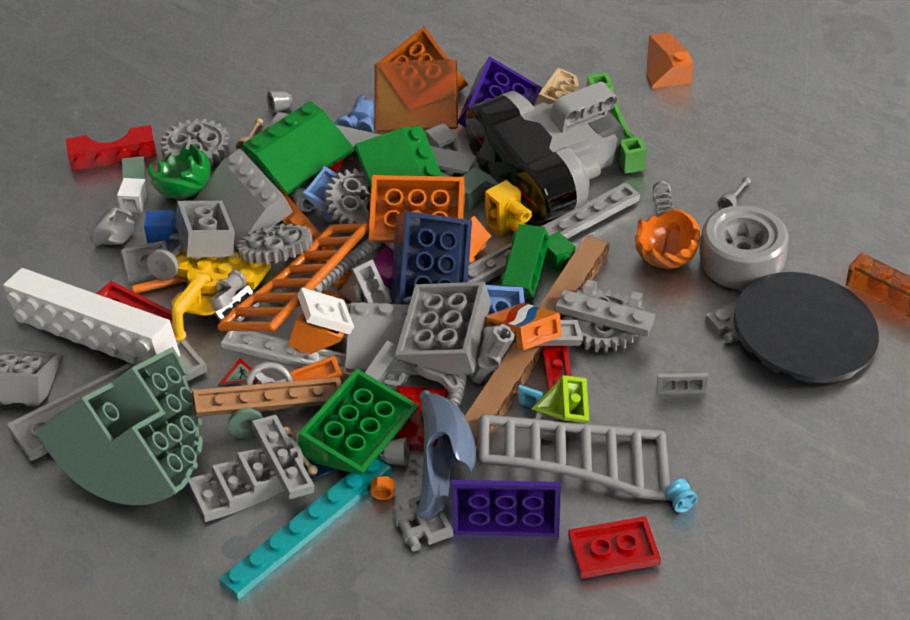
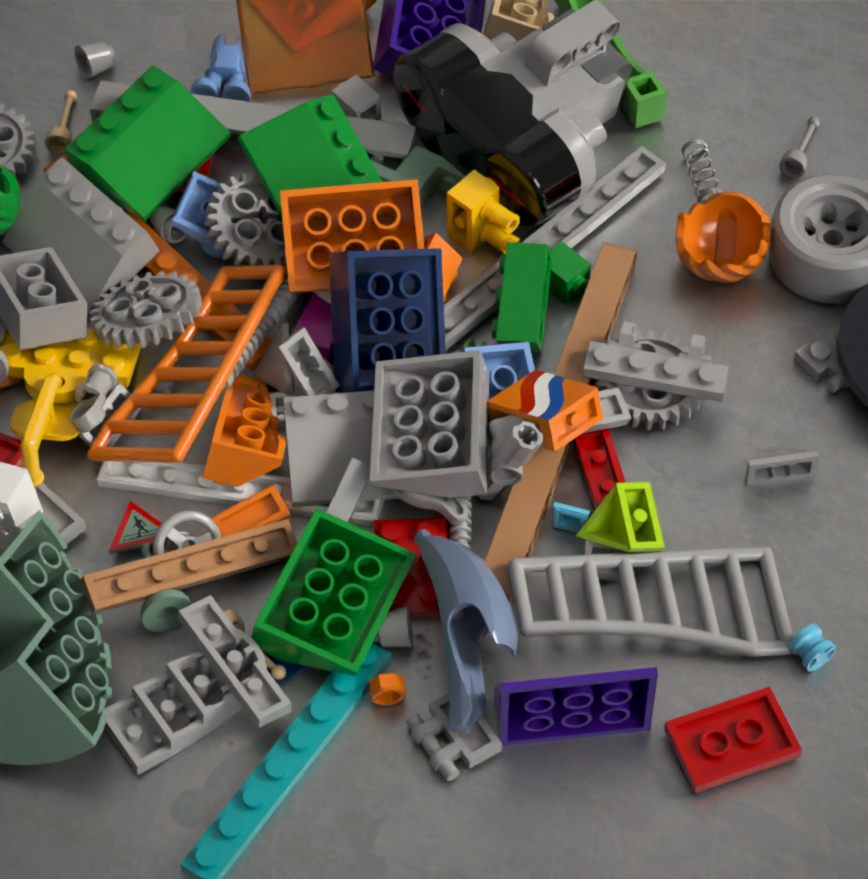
camera: 10 degrees left, 10 degrees up
(325, 311) = (251, 420): white tile -> none

